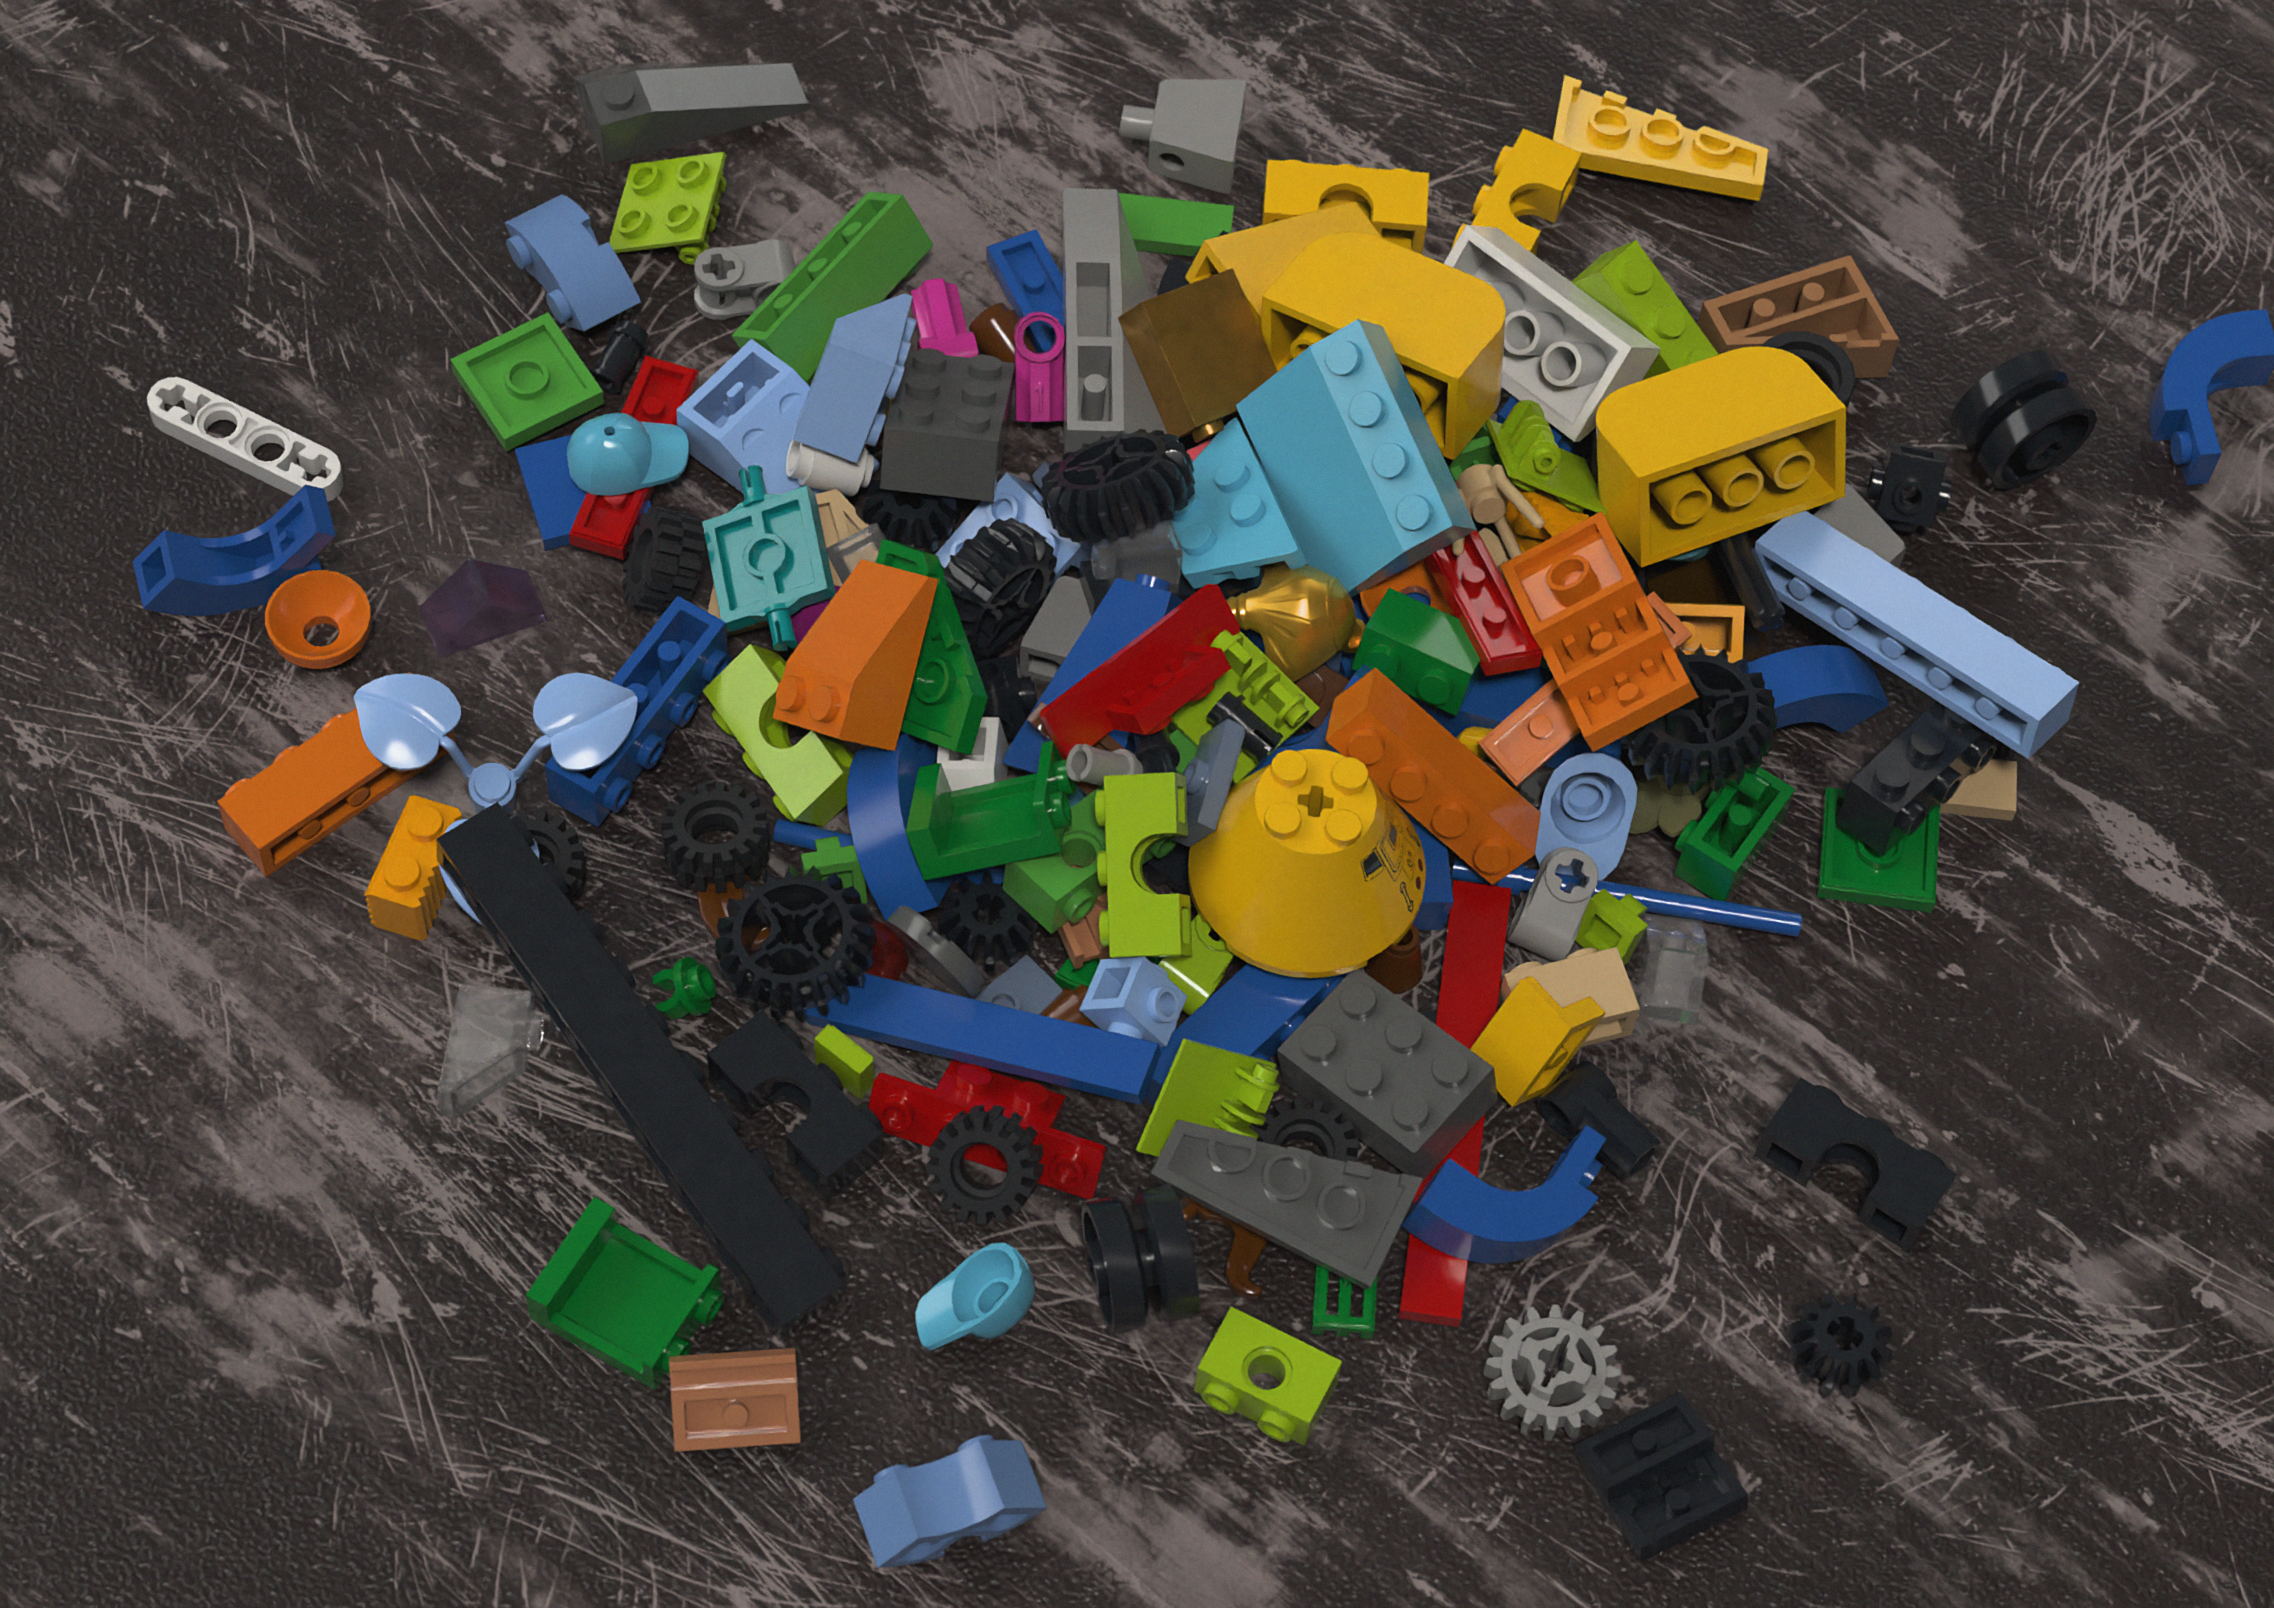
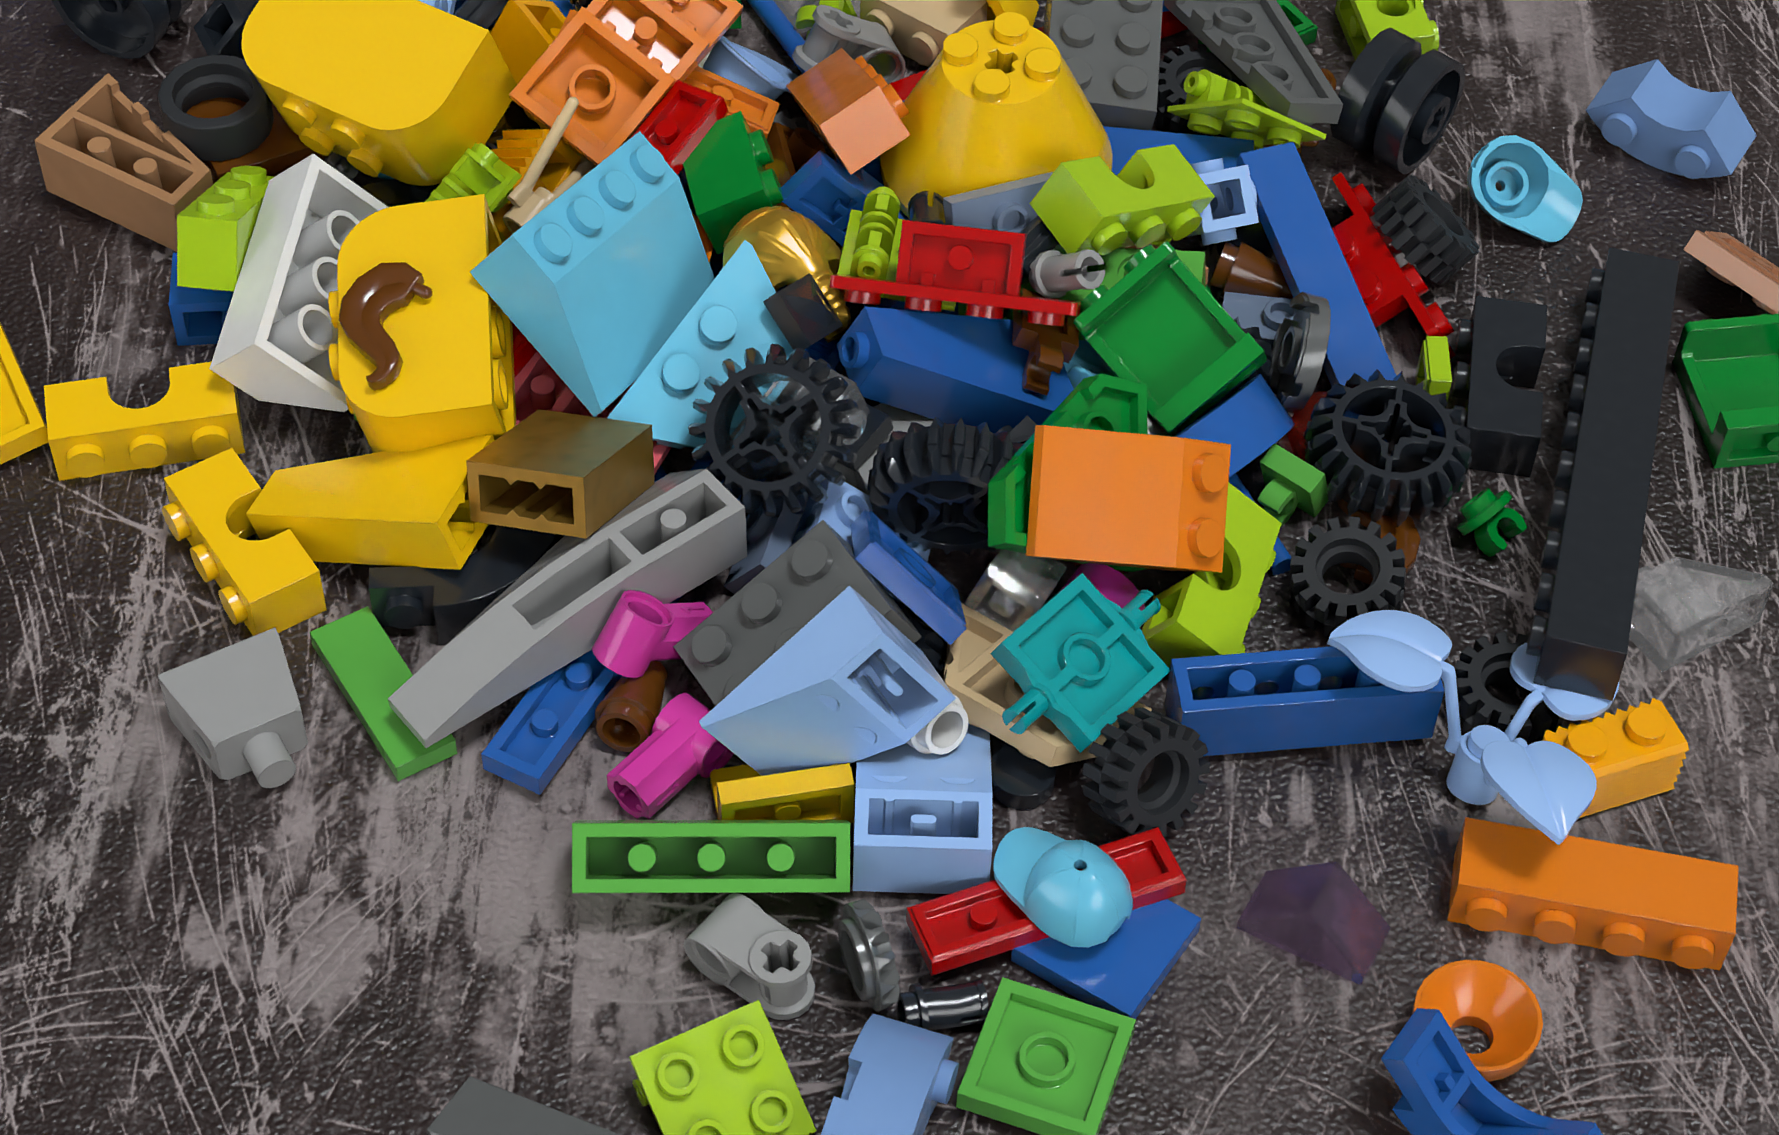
camera: 125 degrees left, 10 degrees down
(665, 310) = (868, 955): none -> dark grey gear
(936, 505) = (908, 576): none -> blue tile
(1215, 563) = (802, 313): none -> black tile
(1416, 269) = (369, 304): none -> reddish brown piece

